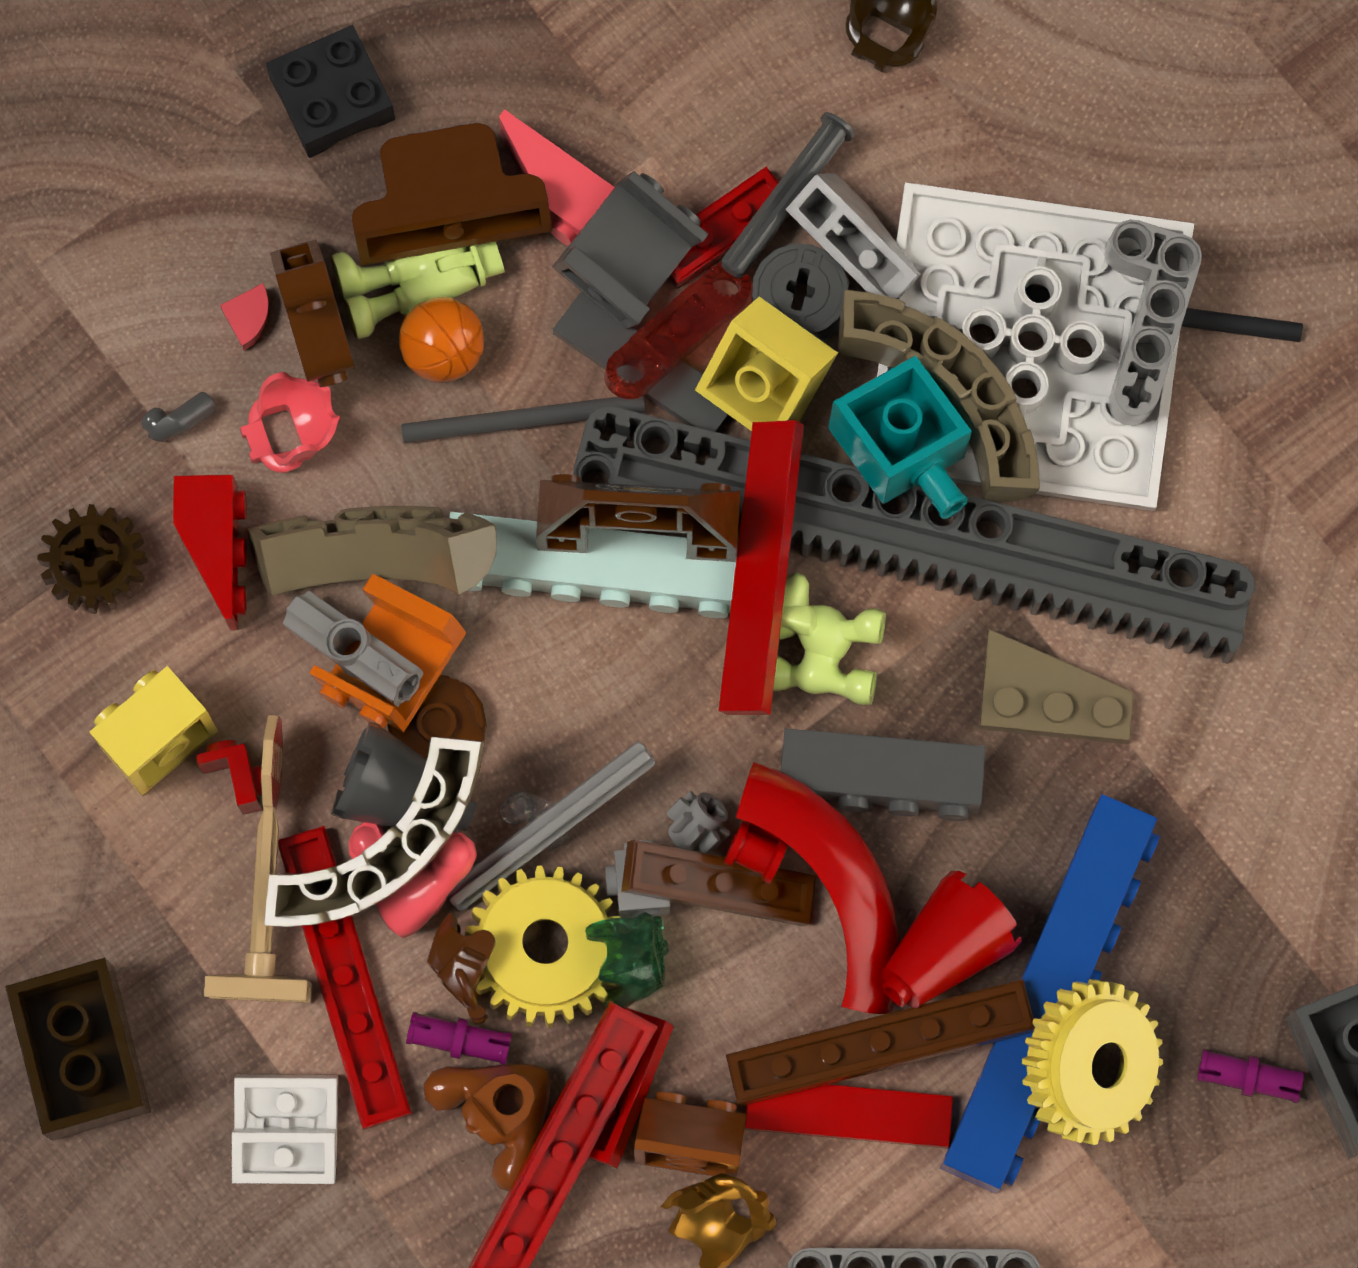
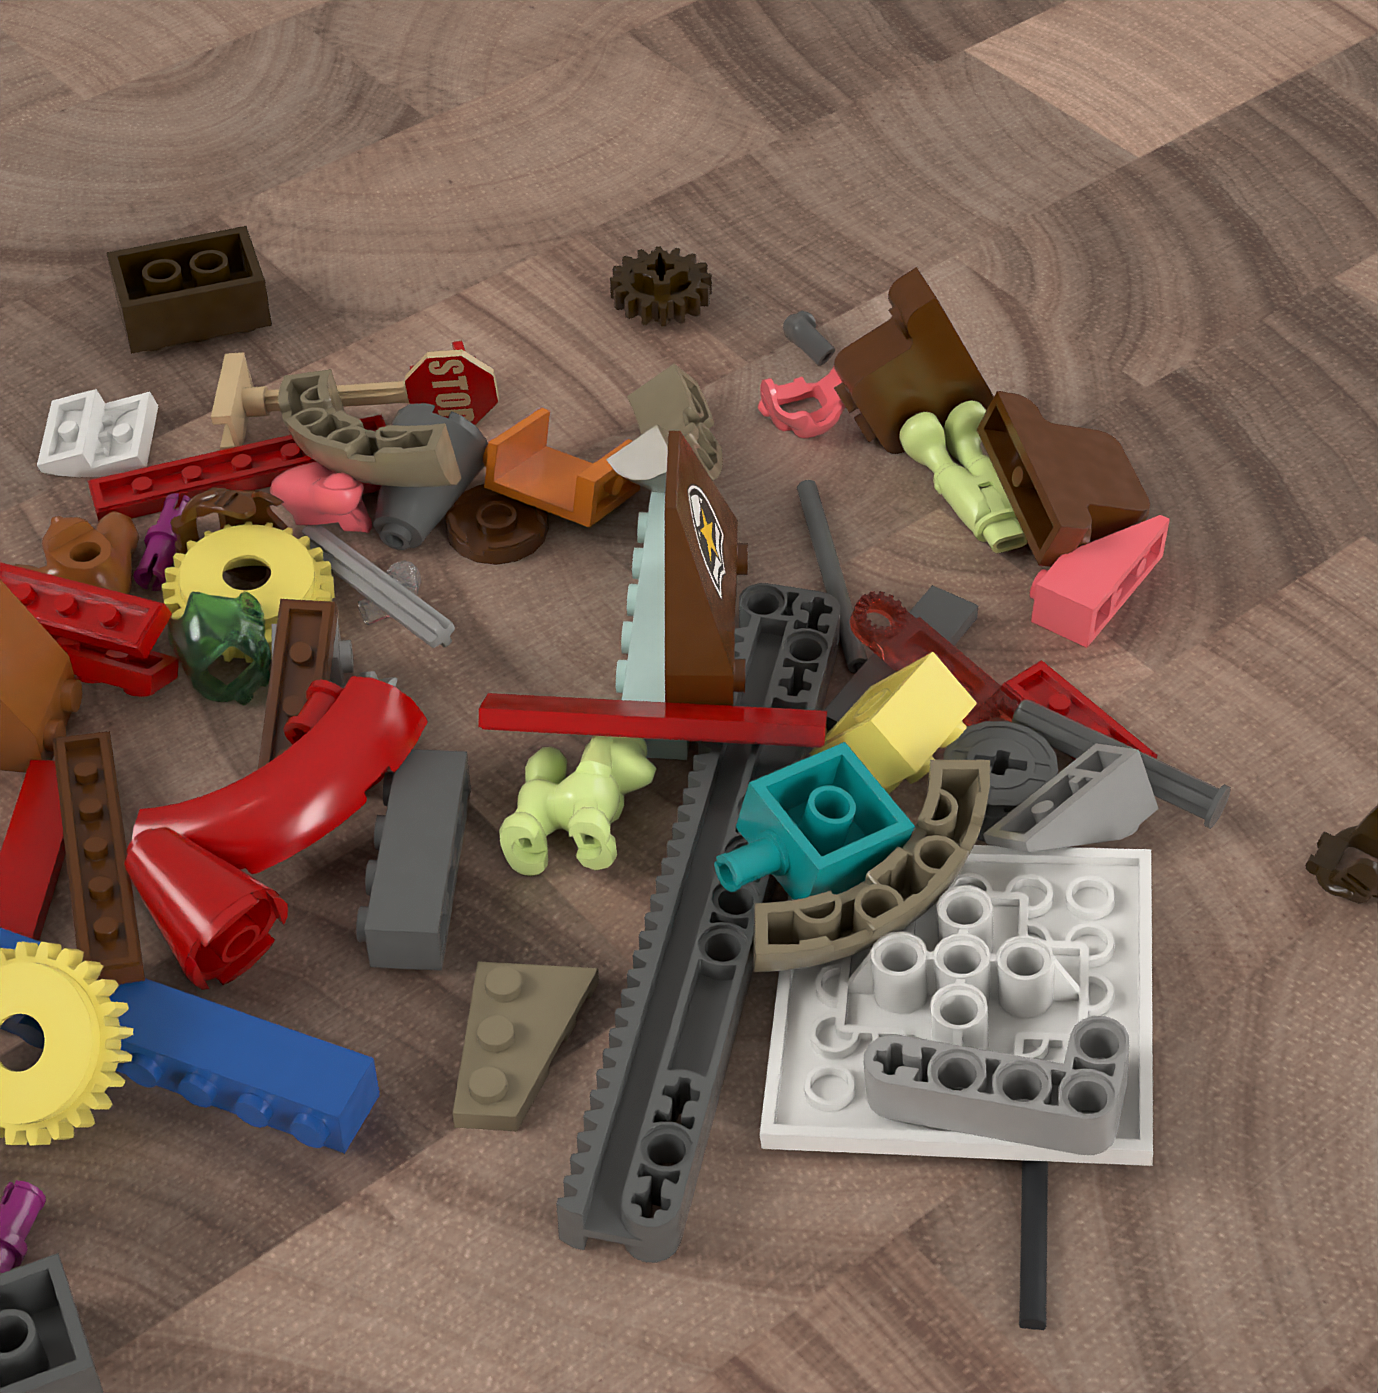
camera: 90 degrees right, 30 degrees down
(153, 729) = (487, 308): light yellow brick -> none
(207, 522) = (700, 345): red slope -> none
(330, 90) = (1168, 416): black brick -> none
(373, 661) = (568, 441): light grey piece -> none
(441, 339) = (903, 488): orange piece -> none
(629, 248) = (1020, 617): dark grey panel -> none

